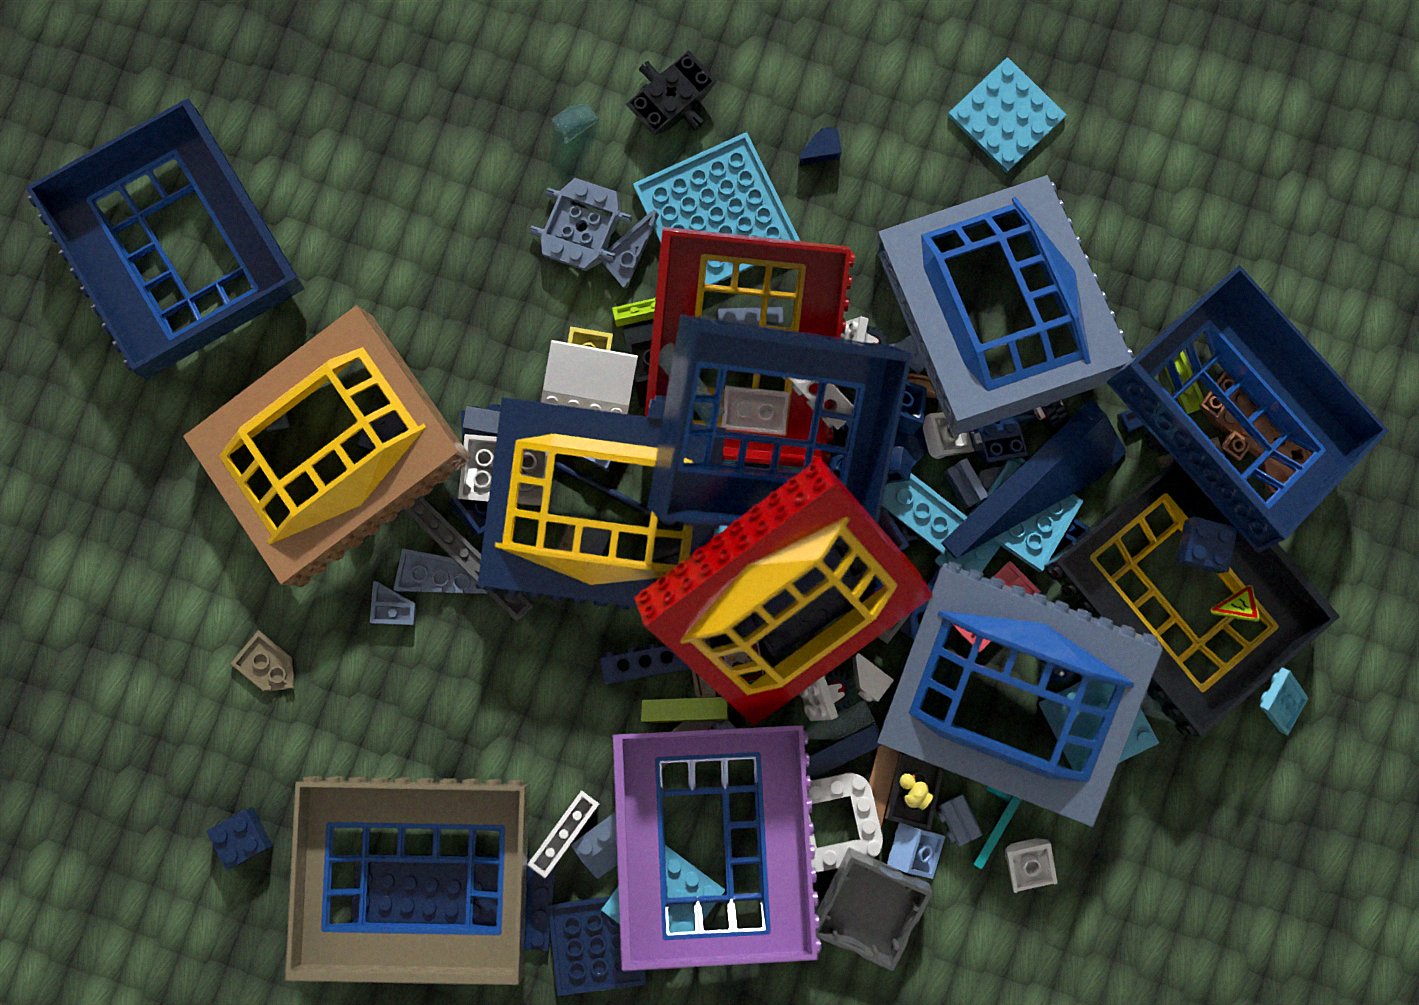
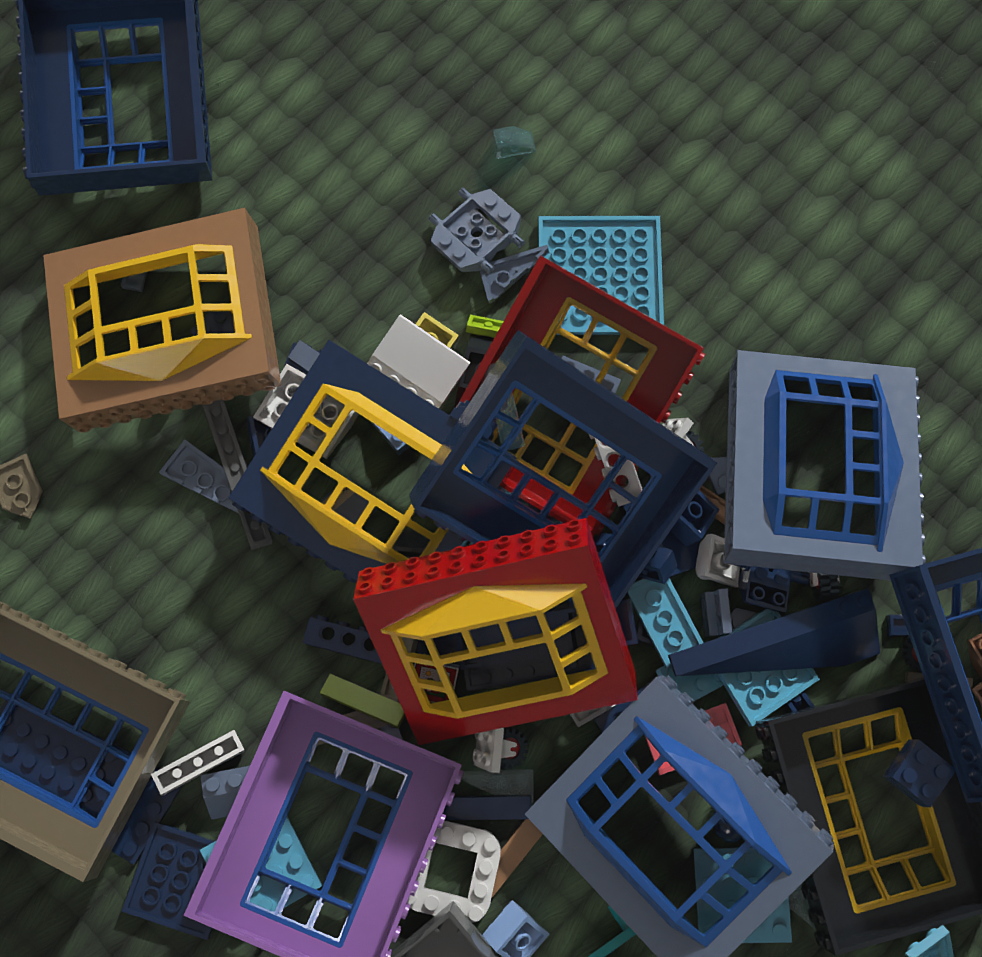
camera: 25 degrees right, 5 degrees down
(390, 607) = (149, 486): sand blue wing -> none
(605, 490) = (386, 468): dark blue bar -> none
(685, 80) = (609, 156): black slope -> none
(757, 408) = (556, 458): white tile -> none
(822, 147) = (720, 258): dark blue slope -> none
(869, 679) = (545, 752): white slope -> none
(918, 795) = (541, 881): light yellow animal -> none
(924, 772) = (538, 878): black brick -> none
(958, 819) = (569, 924): sand blue brick -> none
(1006, 115) = (901, 303): medium azure plate -> none
(1192, 396) = (964, 628): lime plate -> none
(1239, 605) = (926, 845): piece -> none

